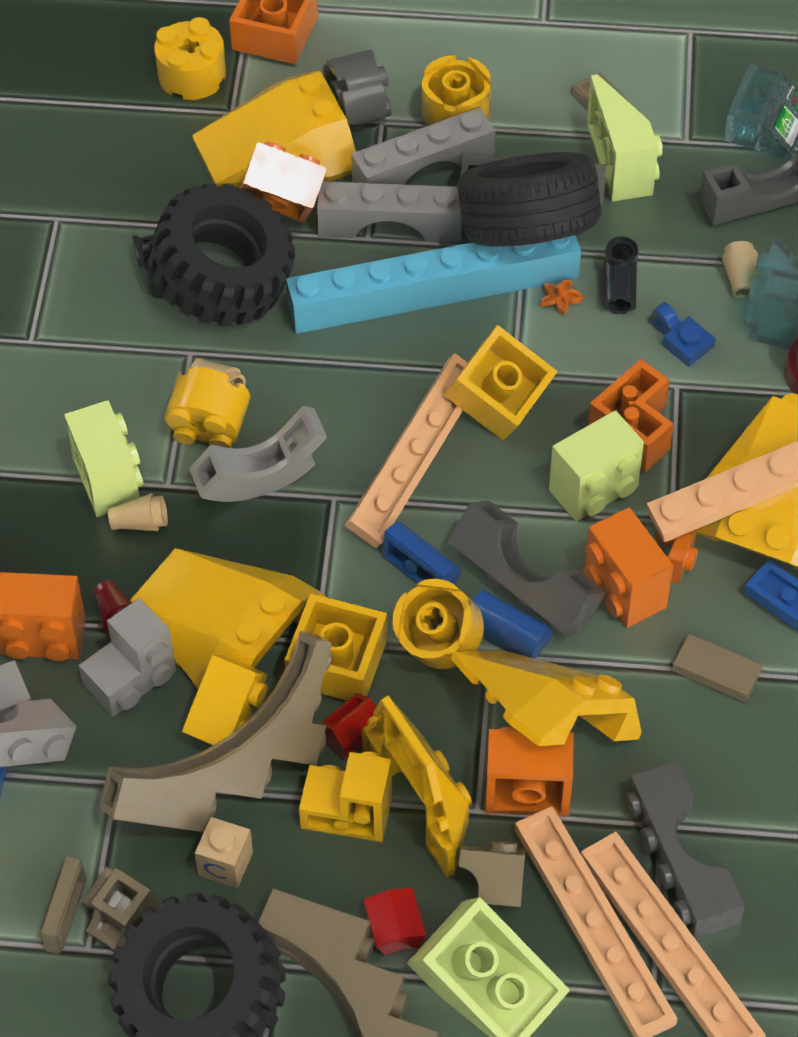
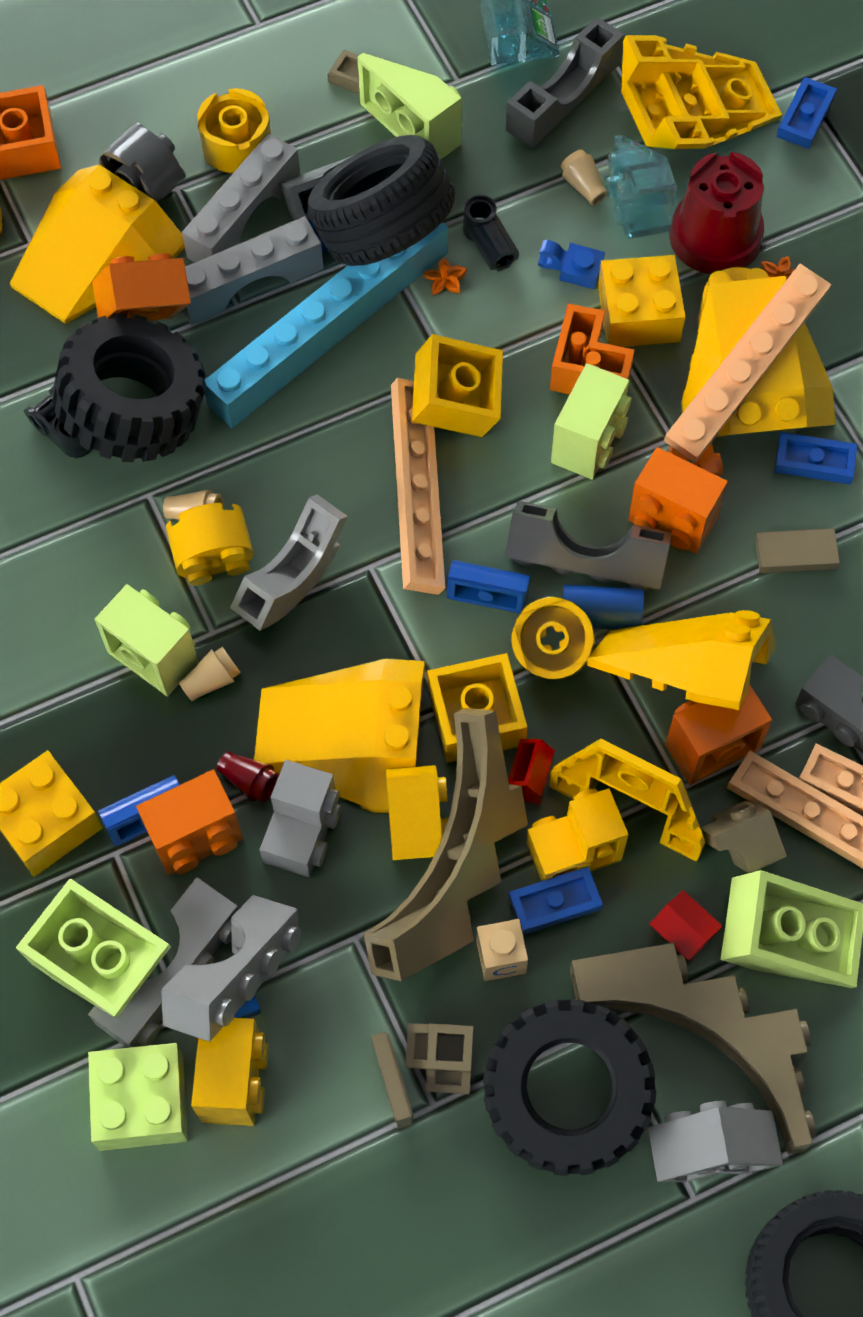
camera: 30 degrees left, 10 degrees up
(299, 840) = (555, 900): none -> blue plate
(716, 392) = (641, 301): none -> yellow brick

